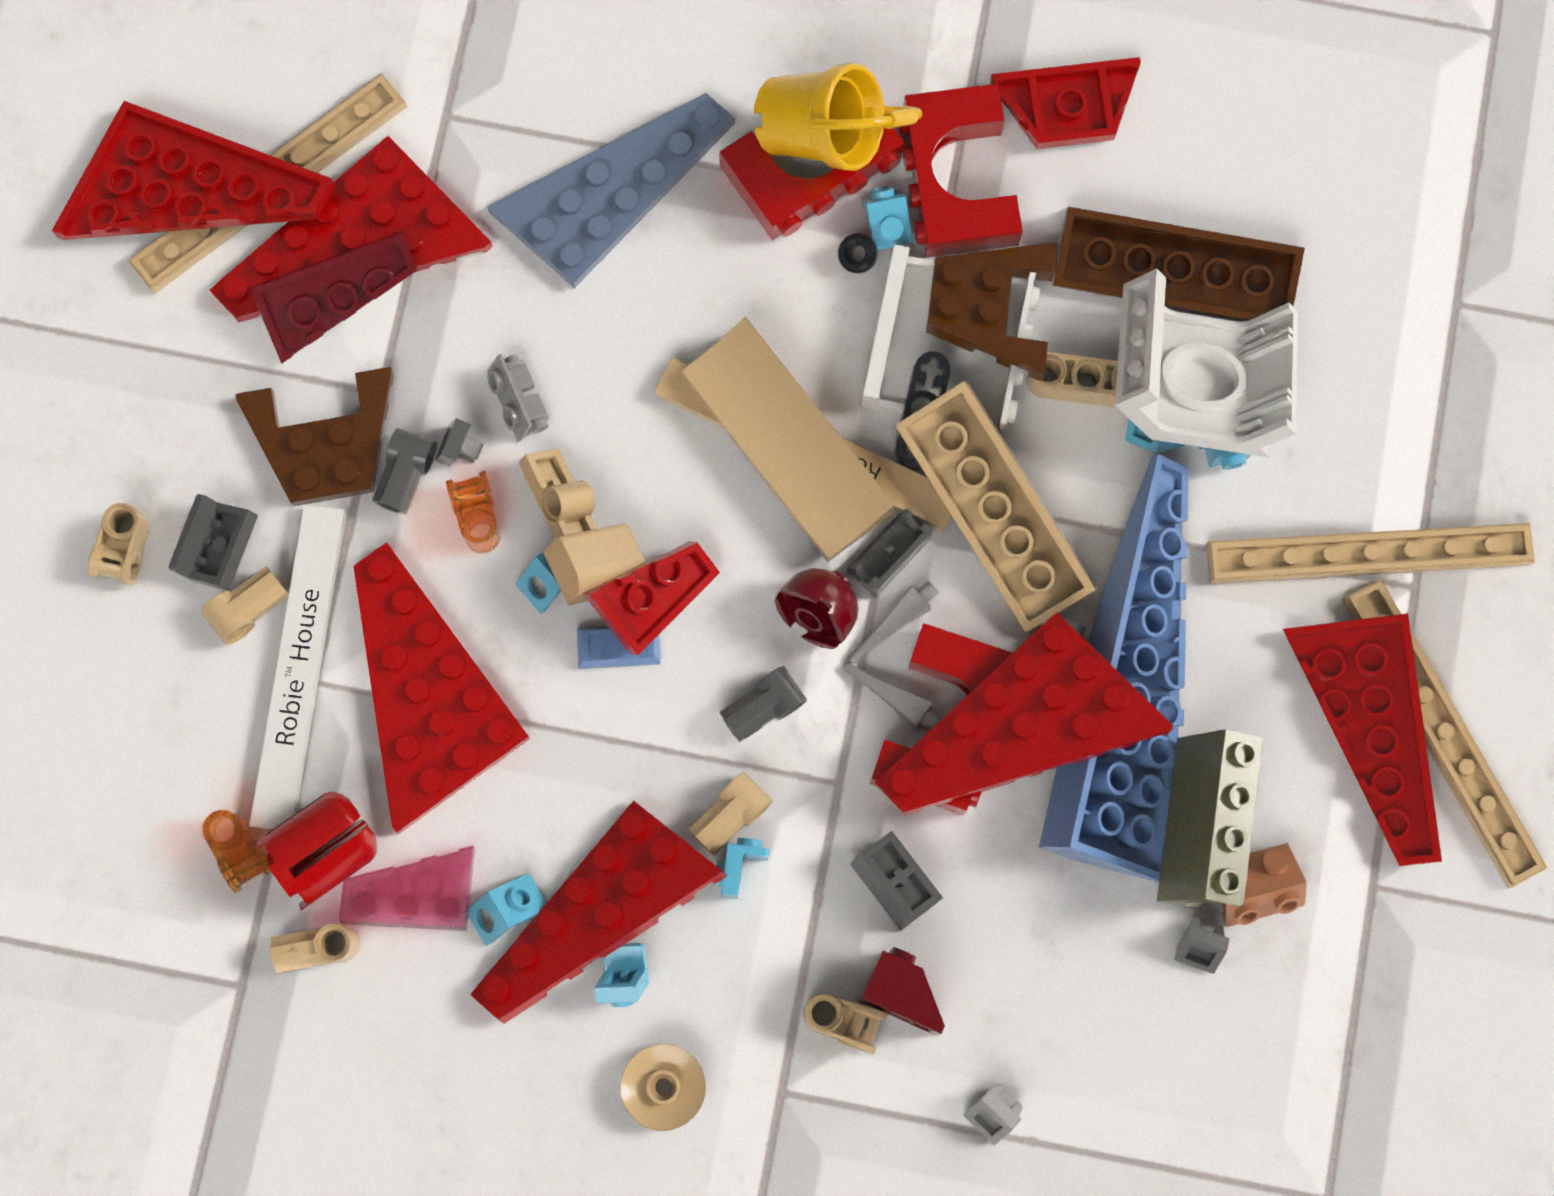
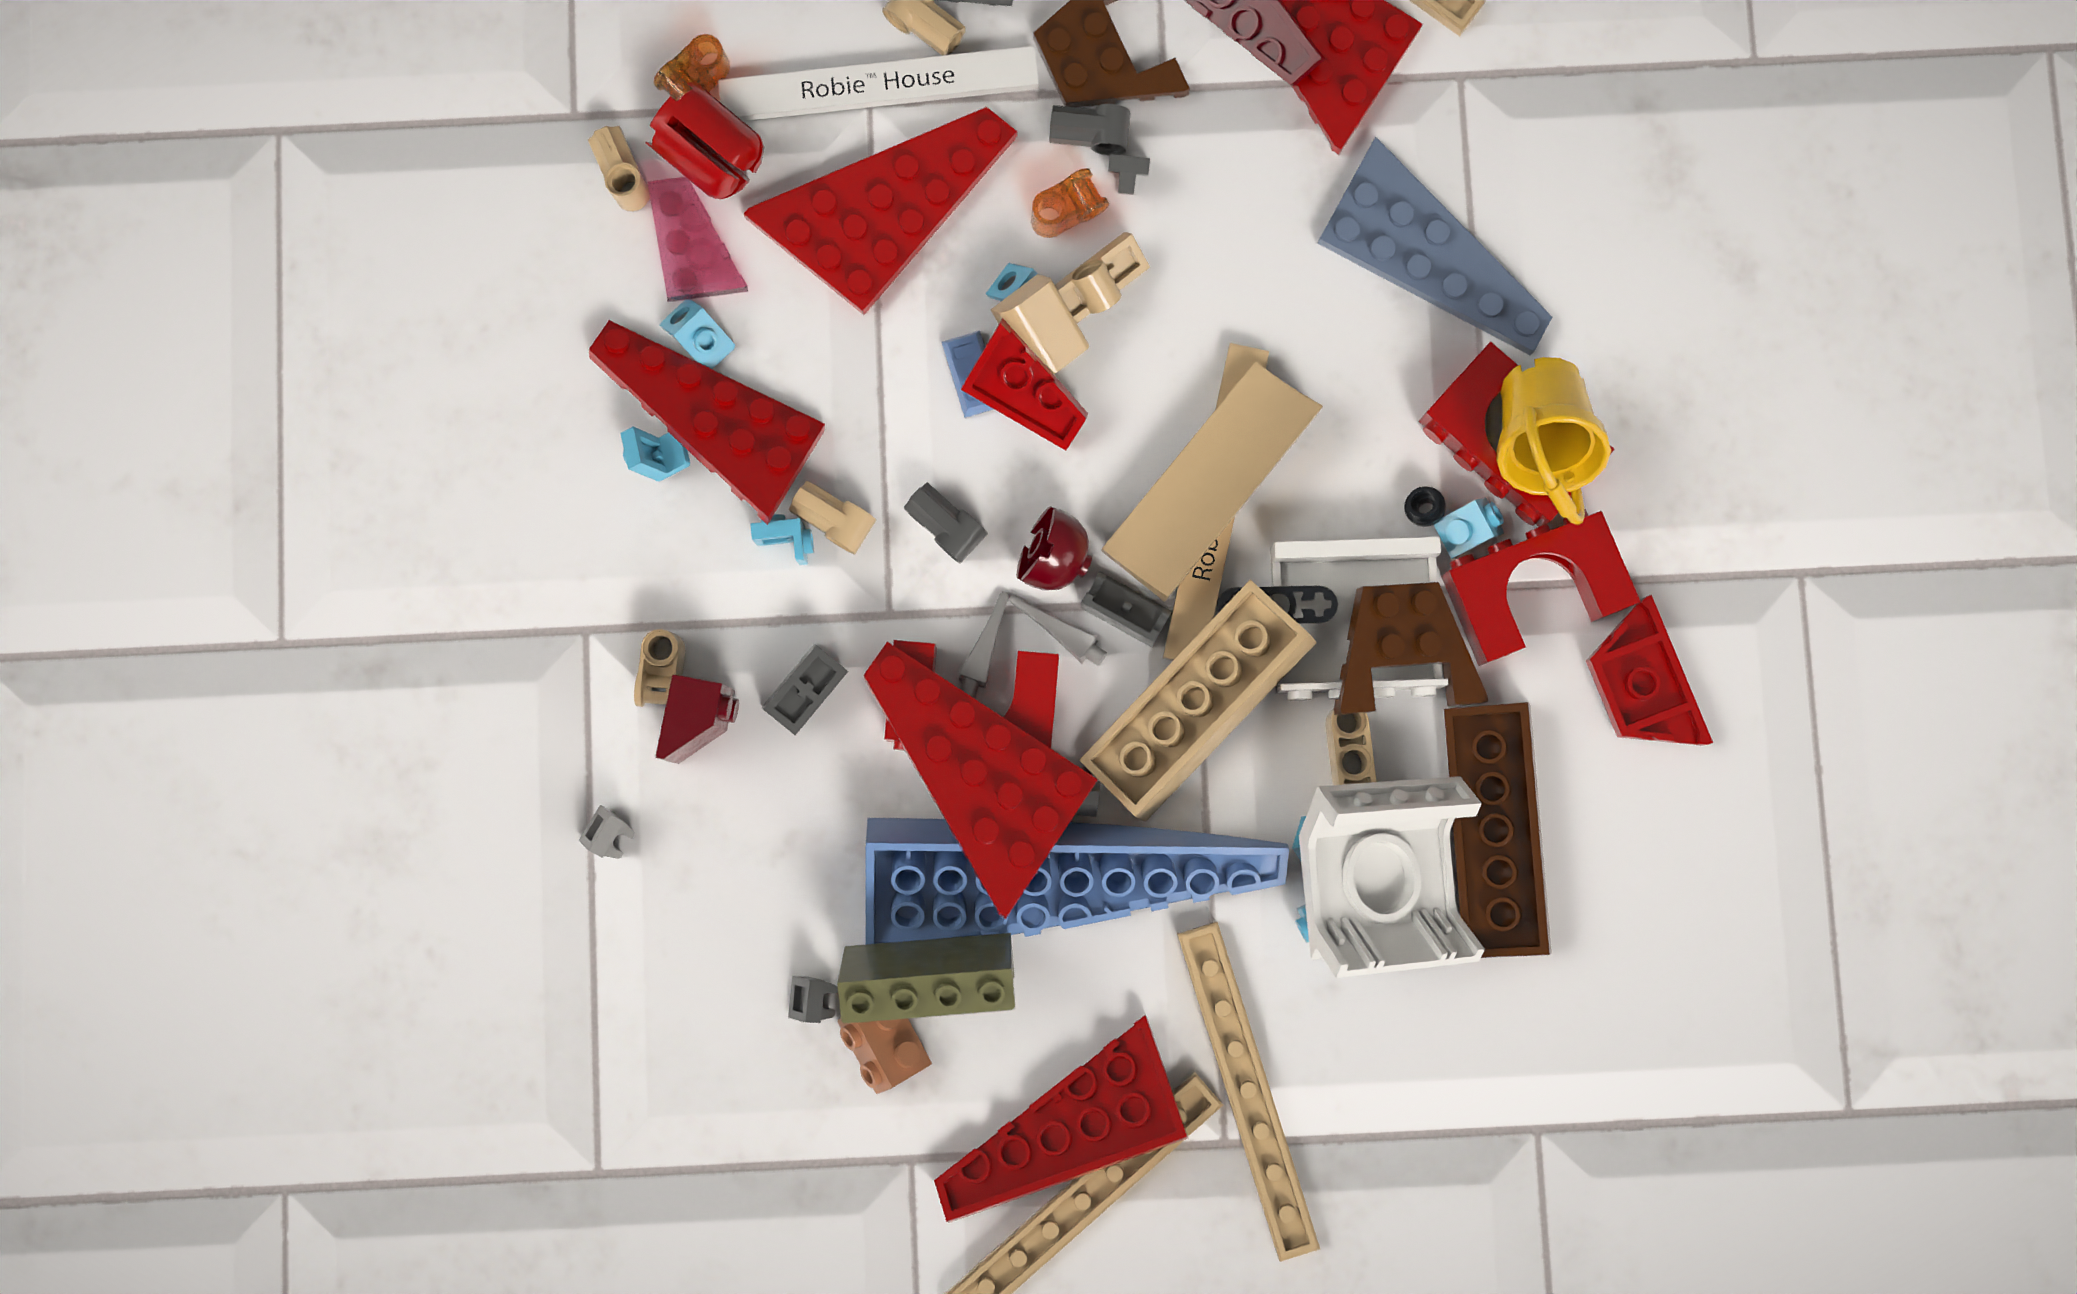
camera: 80 degrees right, 5 degrees up
(509, 380) = (1204, 204): light grey hinge -> none
(640, 1082) = (545, 506): tan dish -> none

